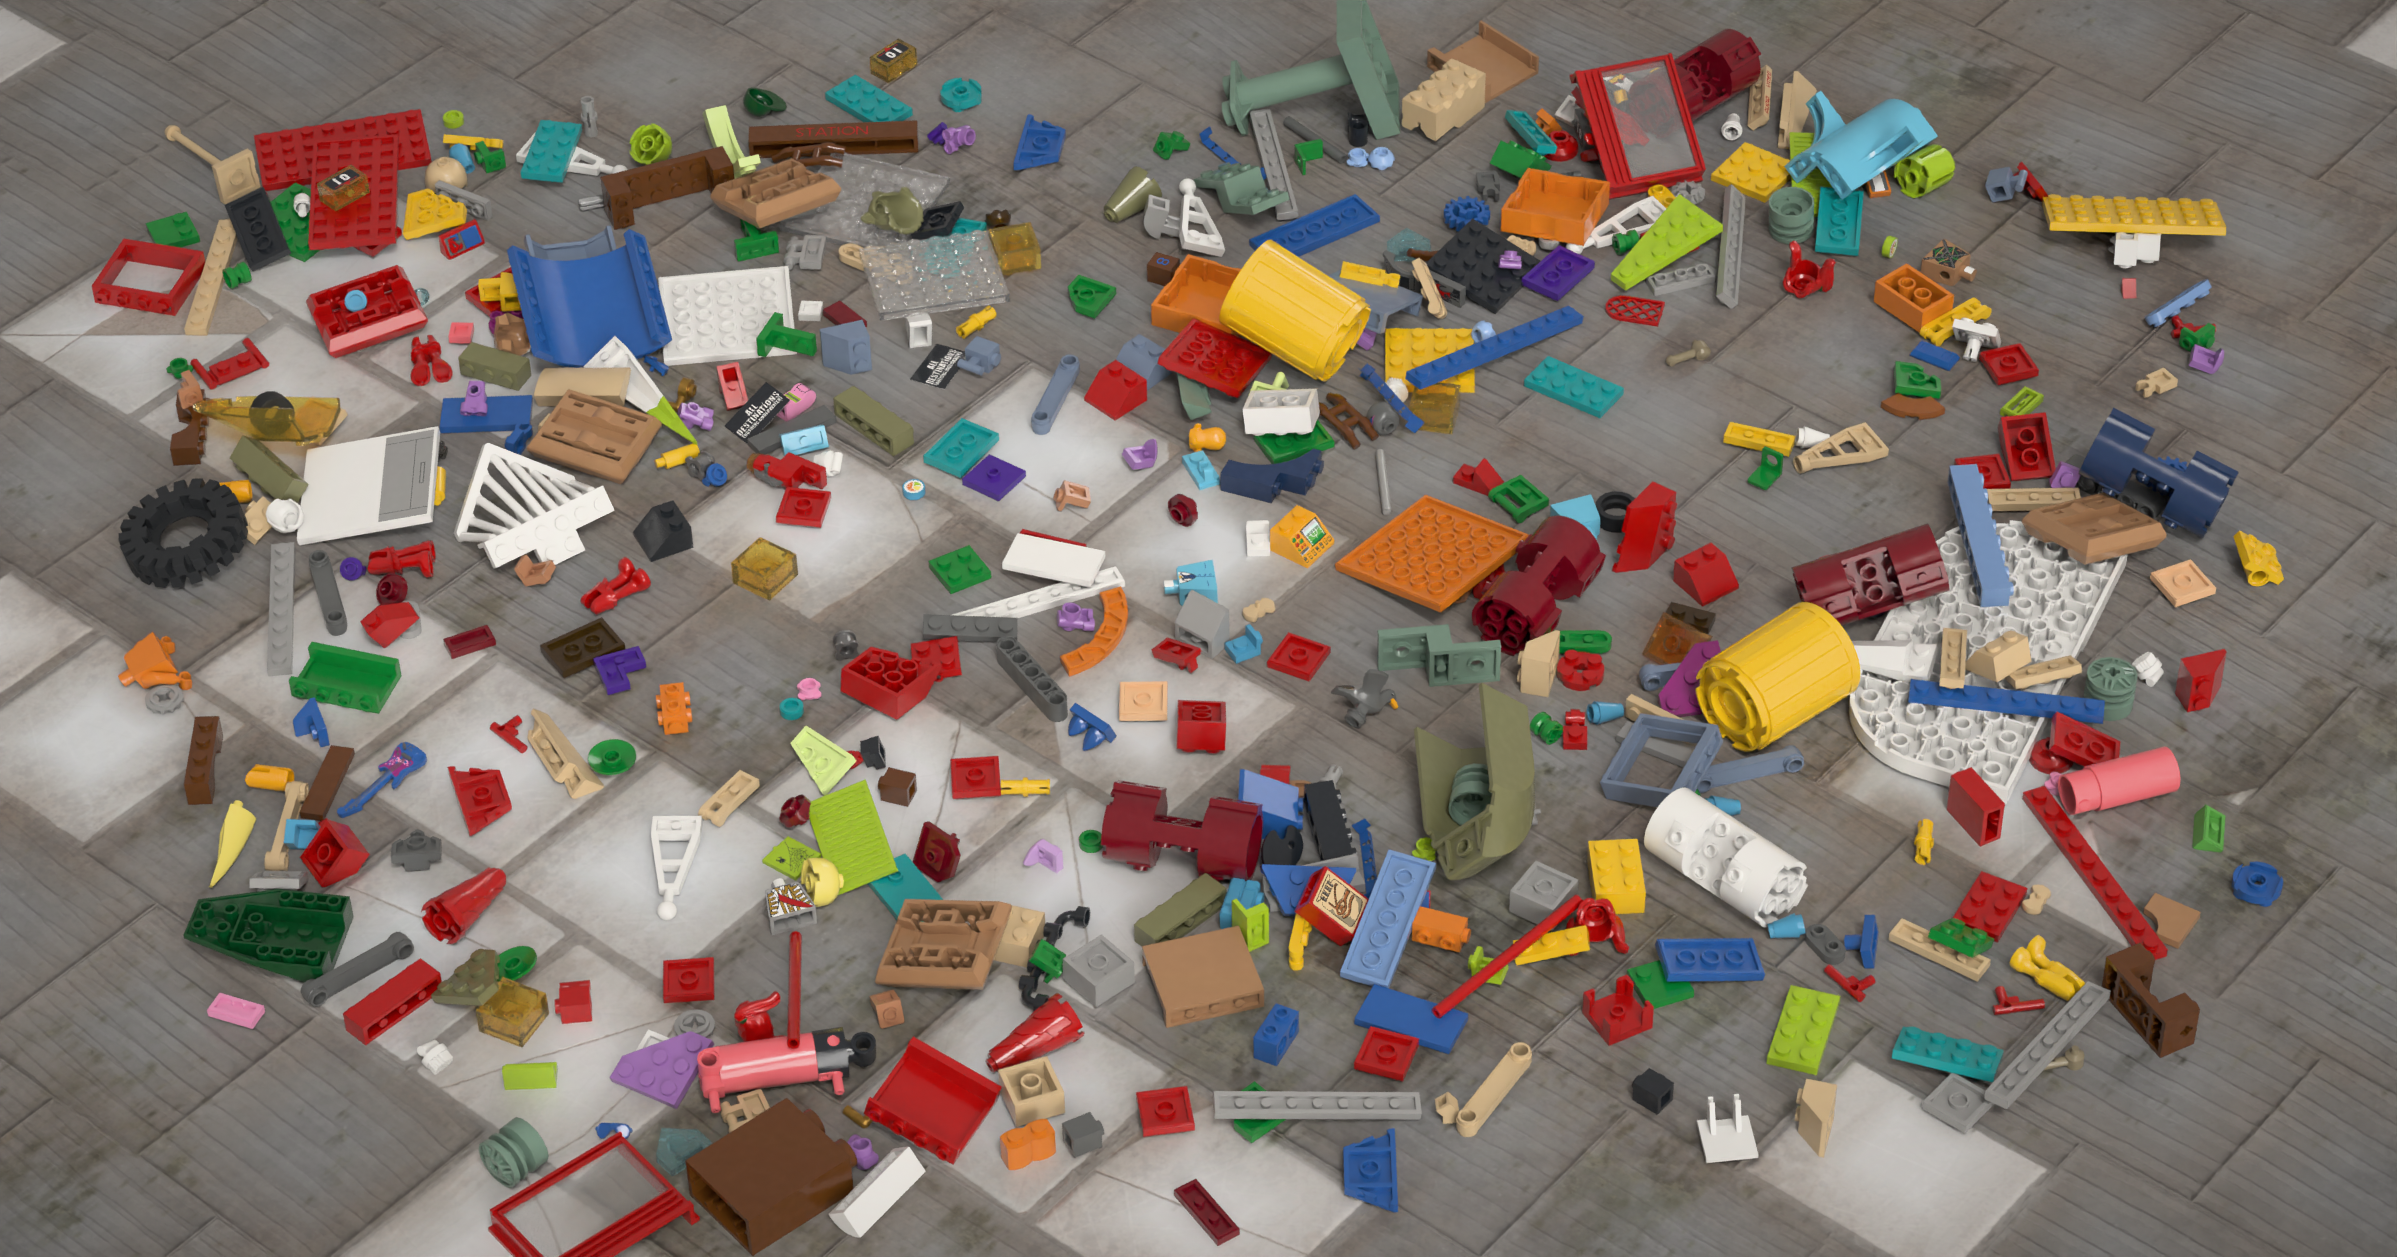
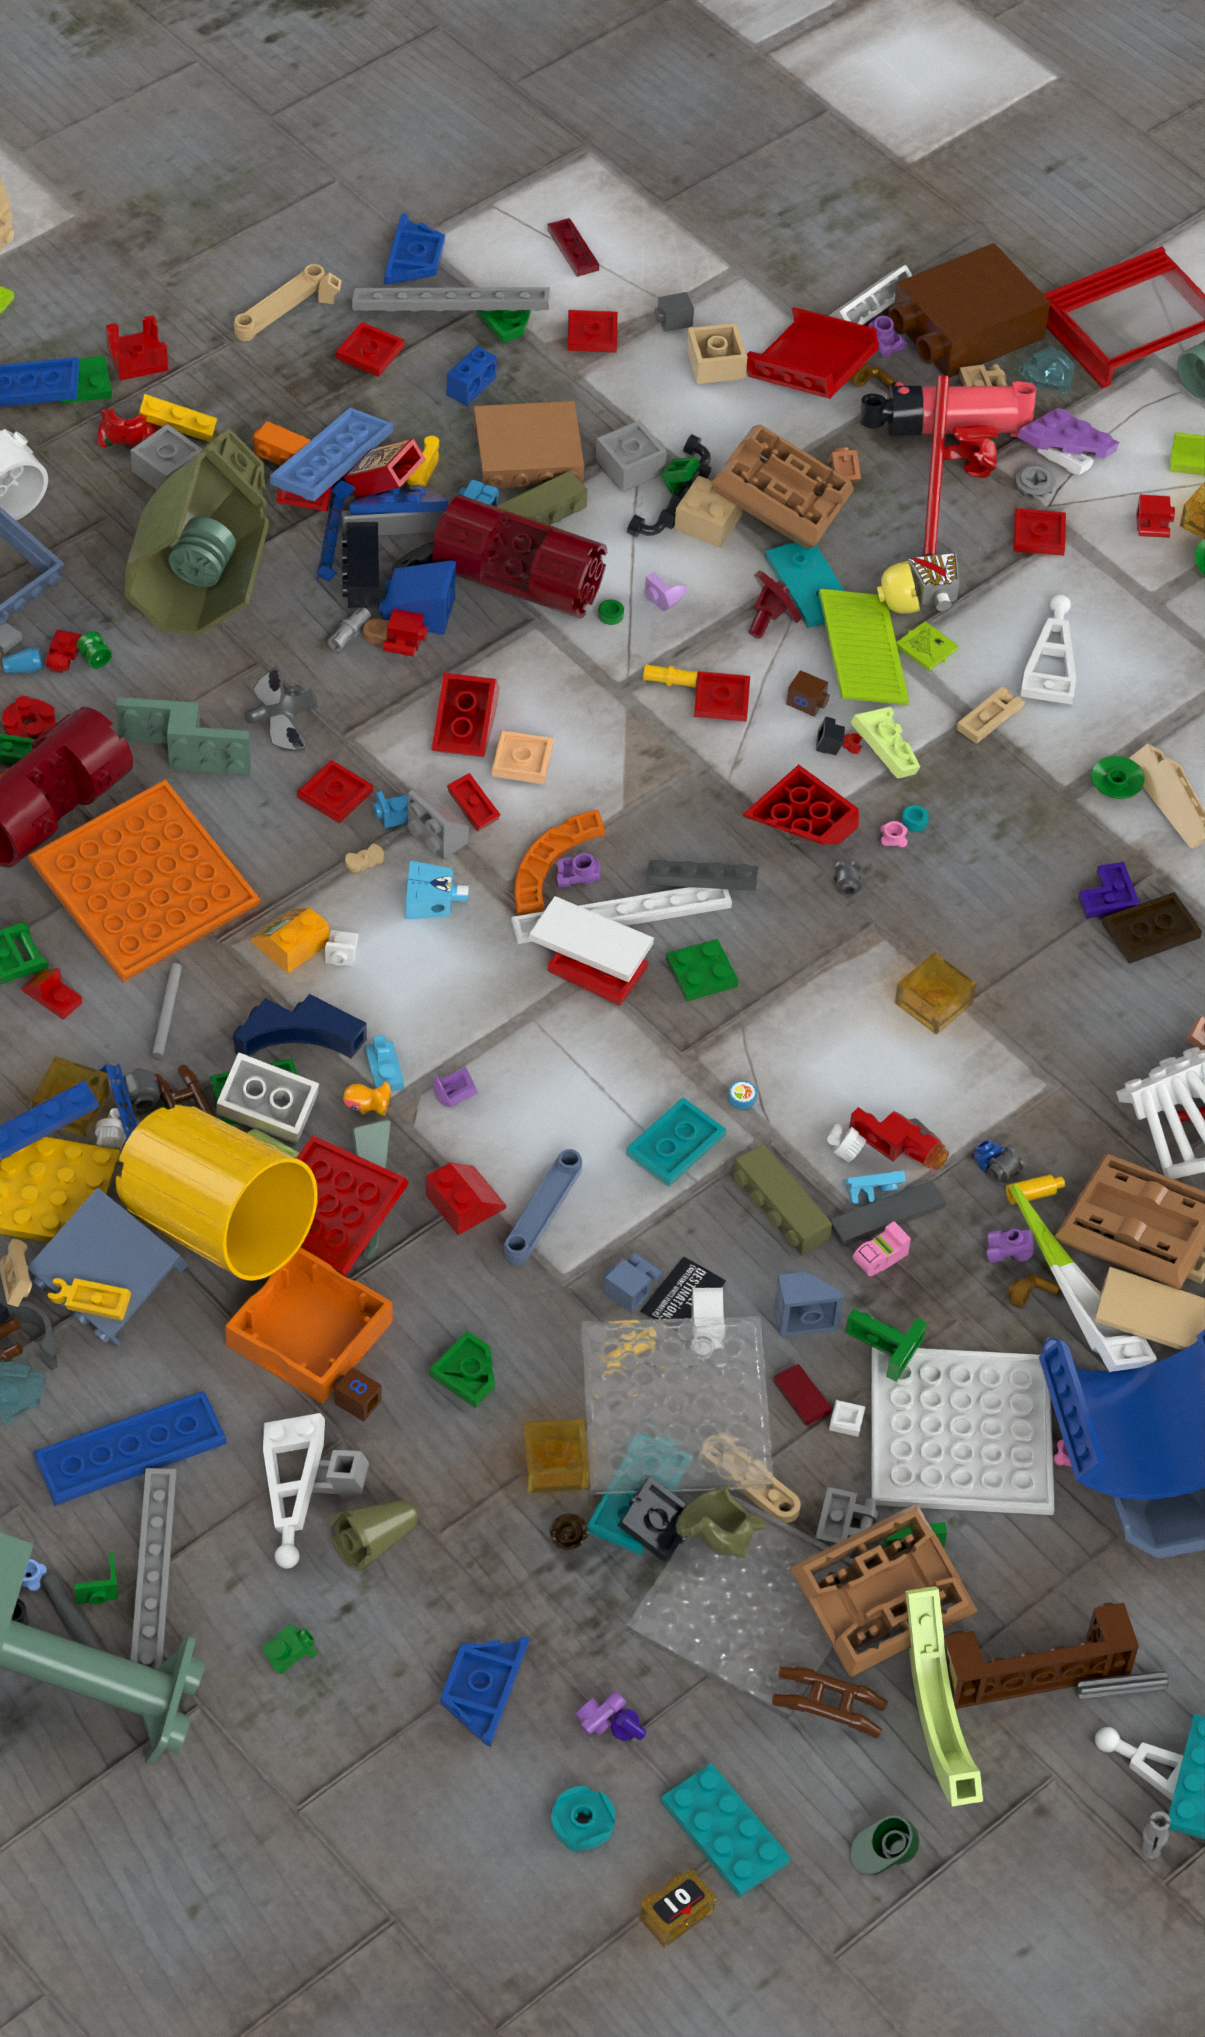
camera: 175 degrees left, 10 degrees up
(605, 1129) = (1115, 396): blue piece -> none
(606, 594) = (1124, 988): red piece -> none
(650, 144) = (1060, 1756): lime cylinder -> none
(664, 532) = (1052, 1071): black slope -> none
(674, 711) = (1048, 827): orange brick -> none
(731, 385) = (962, 1280): slope -> none
(757, 412) = (930, 1232): black sticker -> none
(795, 811) = (921, 679): dark red plate -> none
(803, 507) = (881, 1084): red plate -> none
(856, 137) = (787, 1743): reddish brown brick -> none
(940, 651) = (747, 846): red plate -> none
(994, 477) = (641, 1096): dark purple plate -> none
(1027, 1144) = (733, 309): orange brick -> none
(1032, 679) = (642, 800): dark grey beam -> none
(1043, 1031) = (692, 404): red cone -> none
(1072, 493) = (550, 1041): nougat bracket -> none
(1097, 731) = (585, 733): blue tile -> none
(1142, 357) = (421, 1234): sand blue slope -> none
(1183, 510) = (422, 989): dark red plate -> none
(1204, 135) = (182, 1544): blue piece -> none
(1241, 188) = (216, 1509): sand green bracket -> none
(1252, 923) = (469, 465): lime panel -> none
(1411, 1017) = (334, 381): blue tile -> none
(1424, 849) = (271, 544): lime plate -> none
(1478, 961) = (247, 409): lime bracket -> none
(1506, 956) = (226, 400): red piece -> none
(1539, 664) = (74, 692): tan slope -> none
(1617, 874) = (86, 475): yellow brick -> none
(1652, 1091) = (133, 274): black brick -> none
(1727, 1137) = (81, 231): white plate -> none

